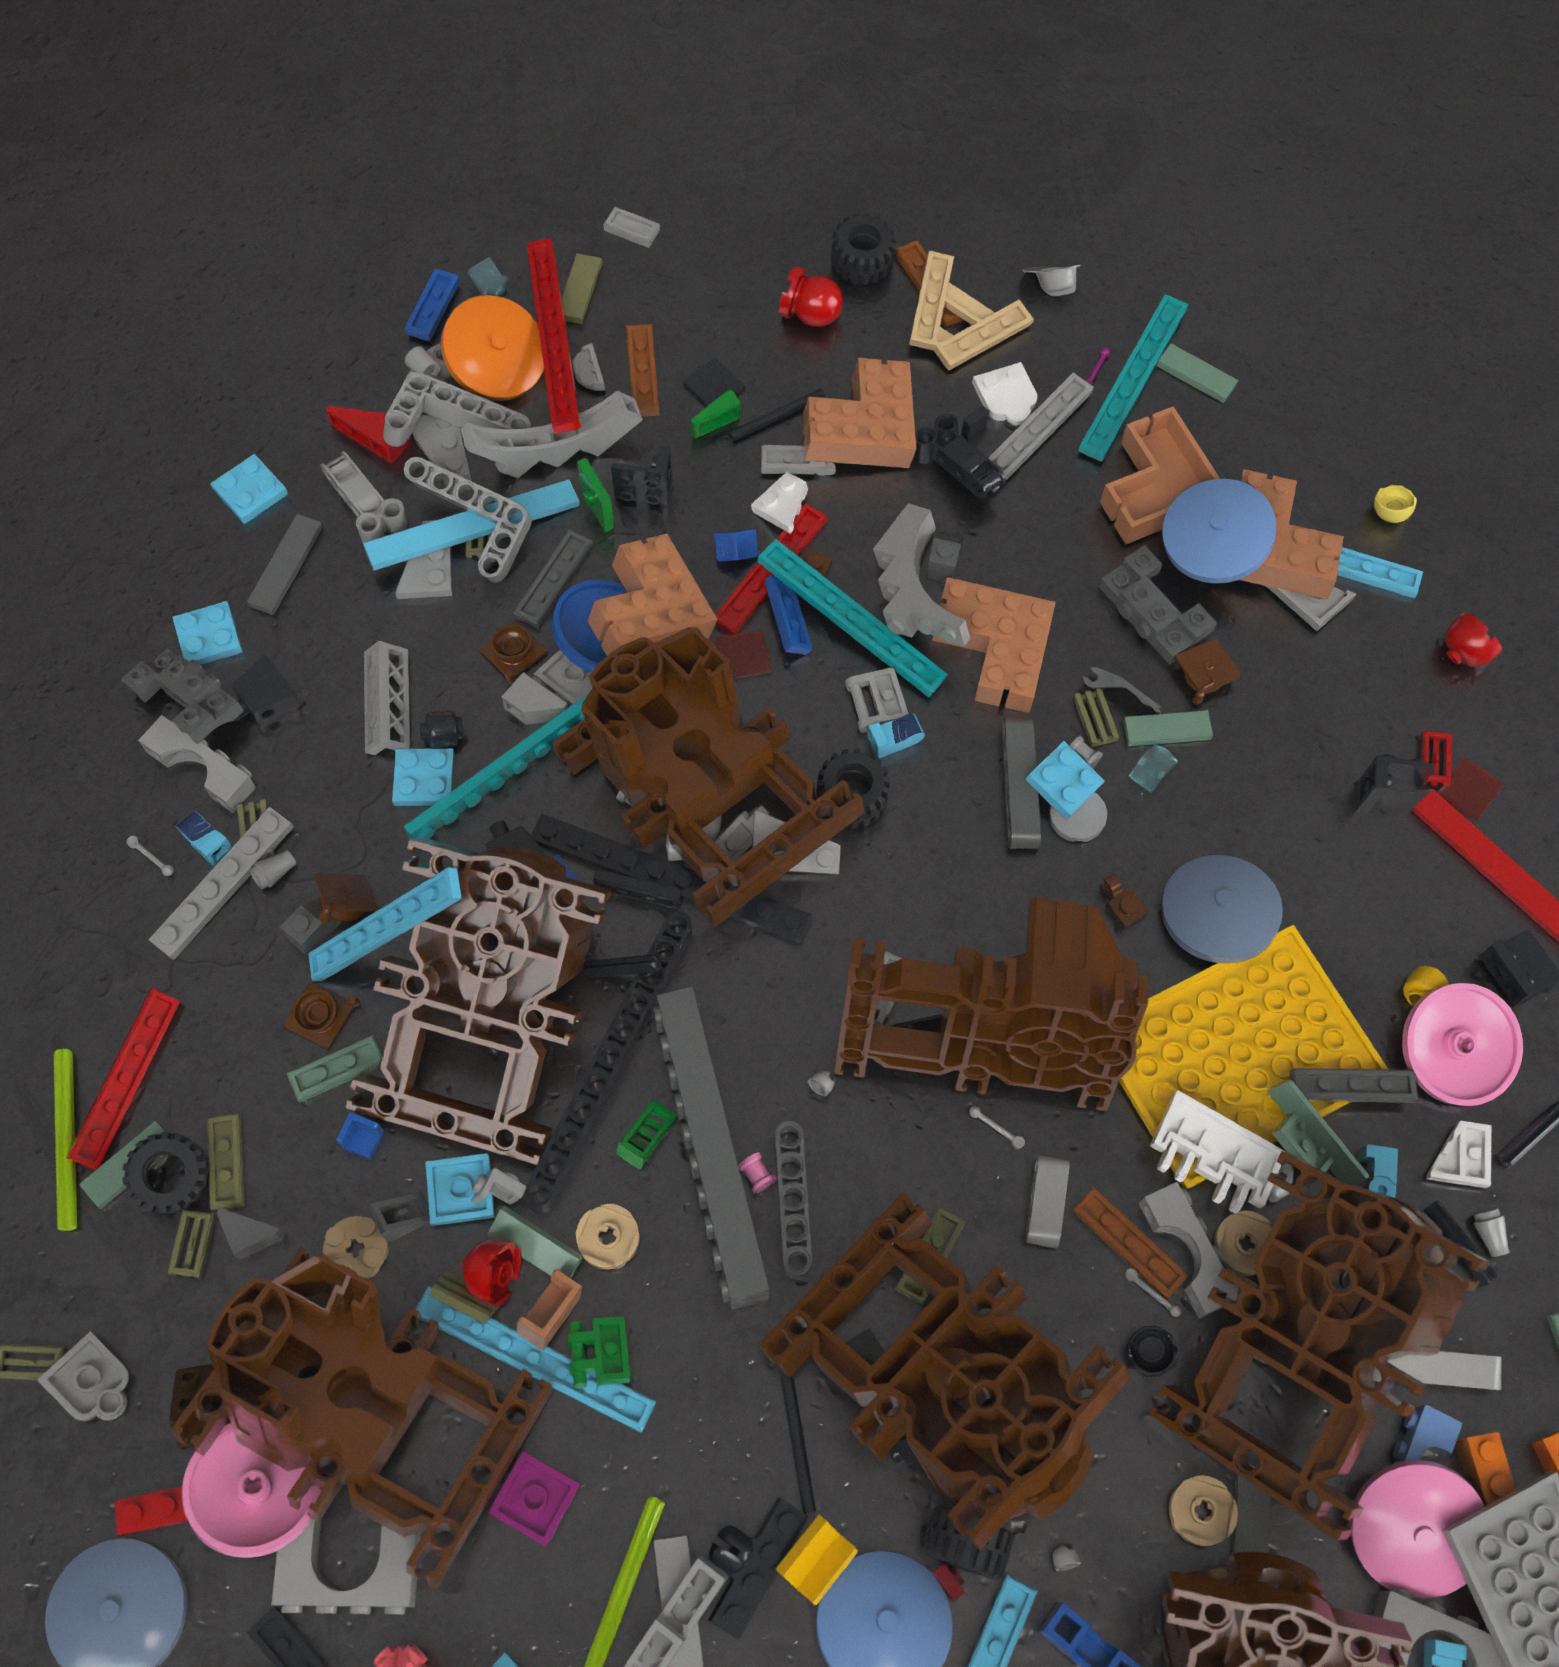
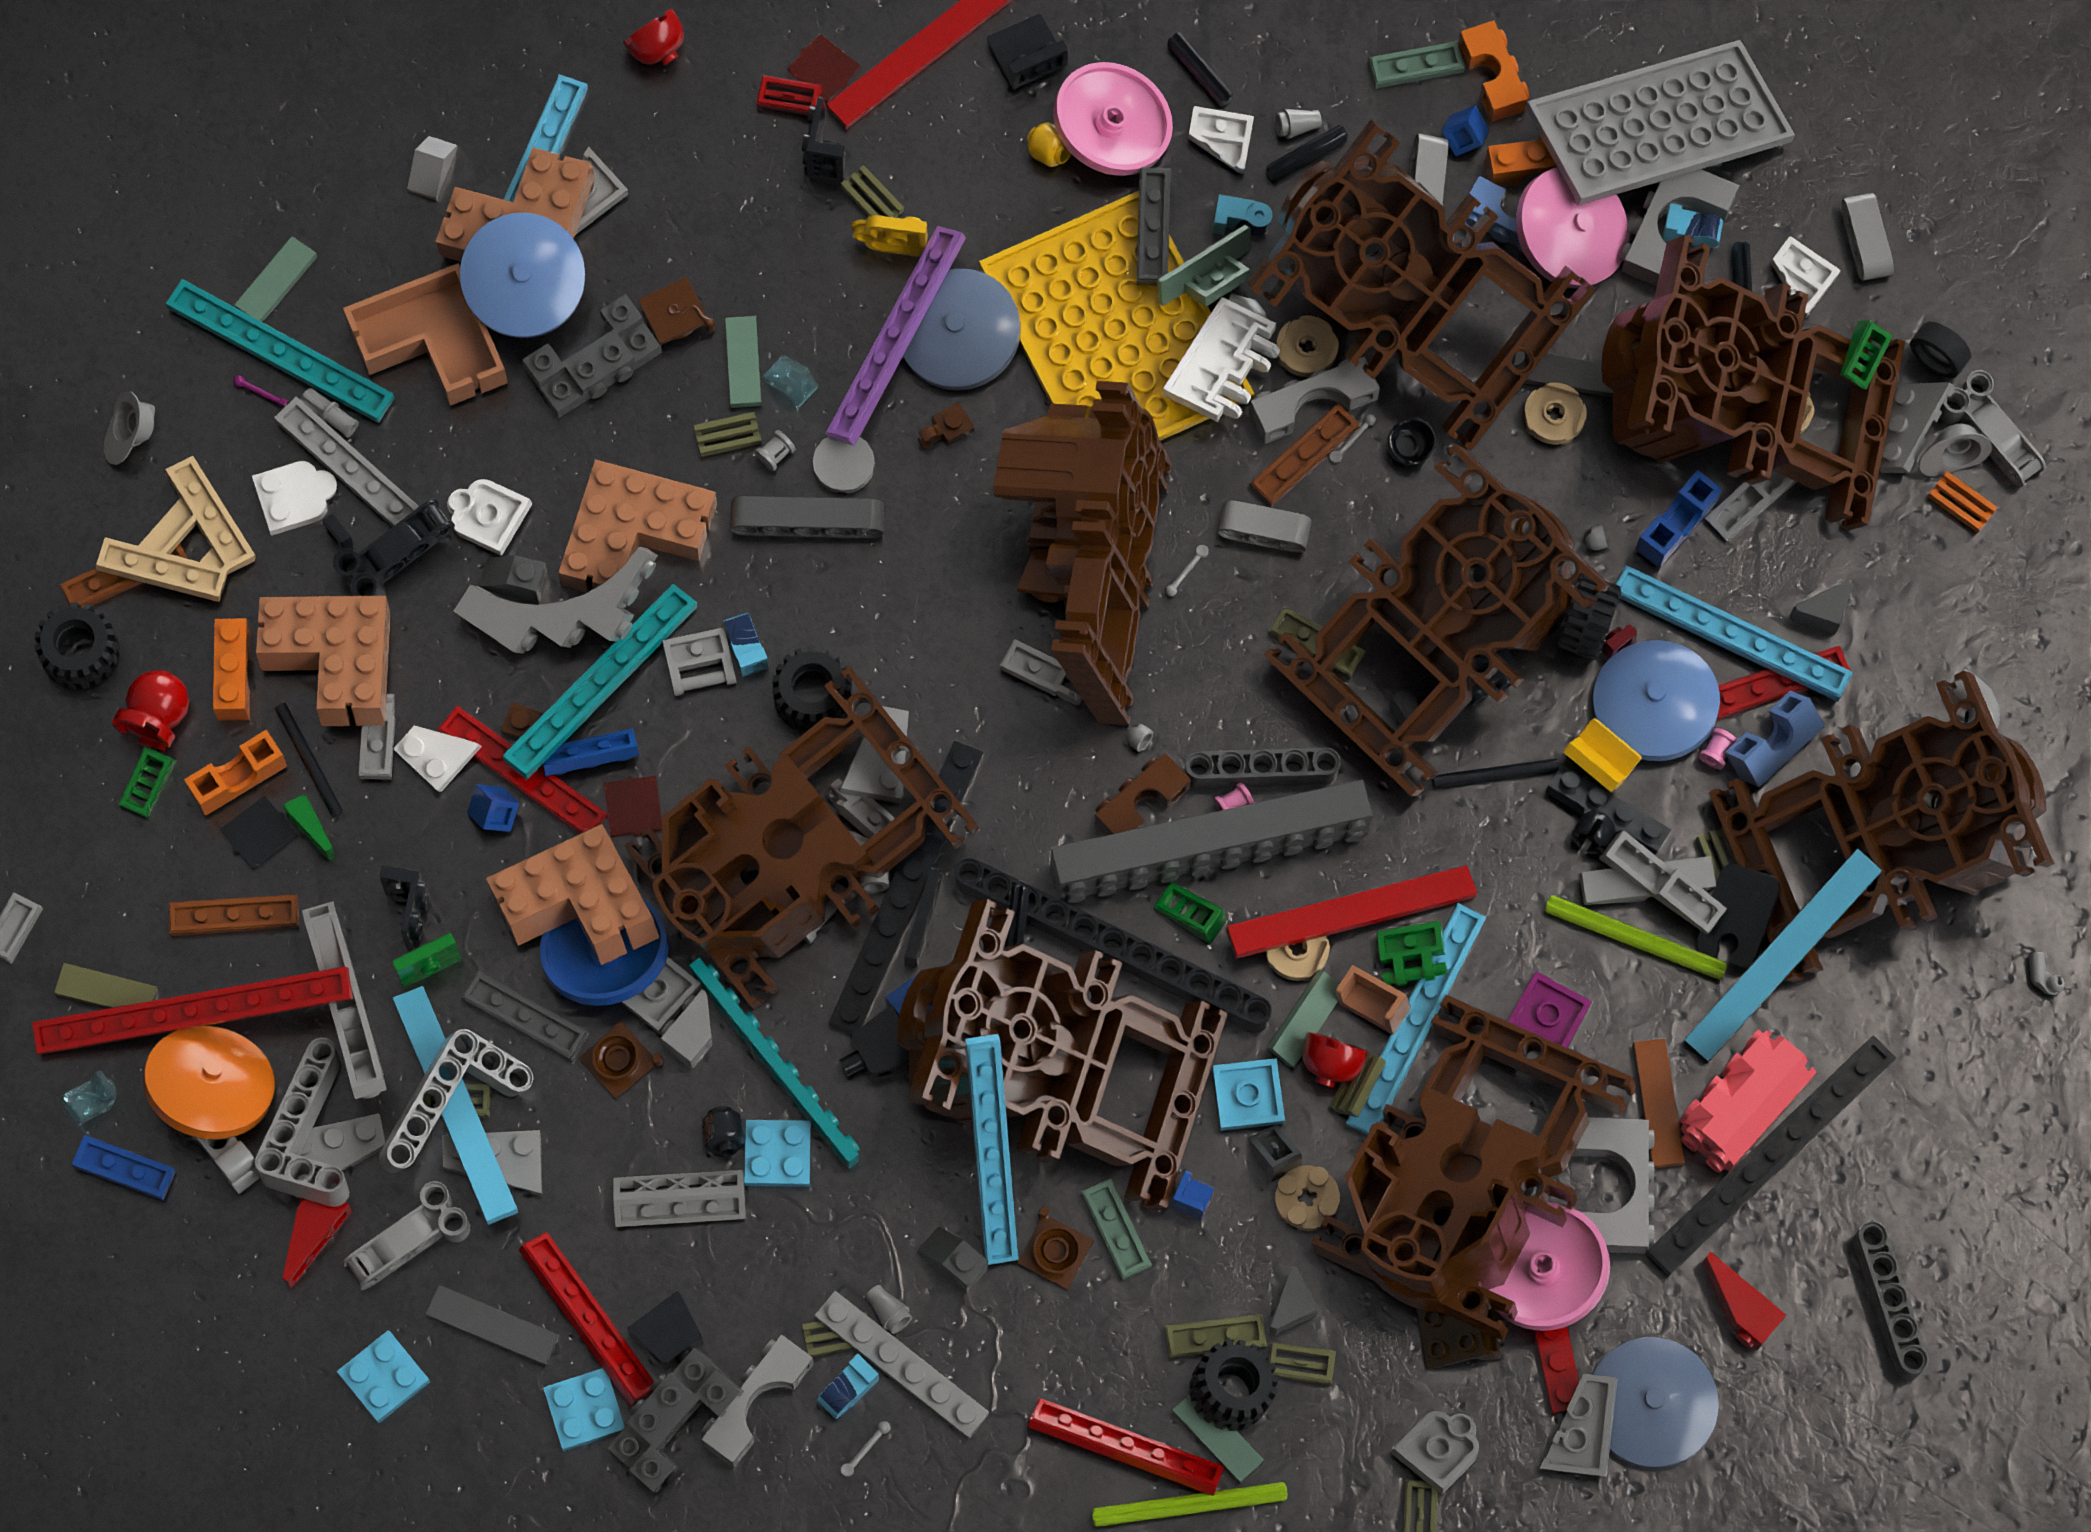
camera: 90 degrees left, 5 degrees up
(87, 1534) = (1586, 1430): none -> light grey wing
(284, 631) = (588, 1318): none -> red tile
(344, 896) = (927, 1223): reddish brown hat -> none
(437, 1622) = (1659, 1102): none -> dark orange tile
(500, 1184) = (1249, 1050): light grey bracket -> none
(587, 369) = (231, 974): light grey plate -> none
(643, 1291) = (1351, 911): none -> red tile
(739, 1063) = (1159, 780): none -> reddish brown arch
(747, 346) = (218, 785): none -> orange arch
(767, 315) = (141, 766): none -> green slope
(832, 350) = (230, 682): none -> orange arch
(1001, 532) = (487, 514): none -> white plate
(1064, 780) = (811, 469): medium azure plate -> none
(1083, 414) = (329, 412): none -> light grey axle
(1111, 680) = (687, 408): dark grey arm -> none
(1208, 850) = (895, 335): none -> medium lavender tile
(1307, 845) = (892, 234): none -> yellow plate
(1320, 477) = (430, 167): none -> light grey slope
(1361, 817) = (855, 178): none -> olive tile
(1394, 503) = (472, 89): light yellow hair -> none
(1514, 1411) = (1465, 130): none -> blue panel

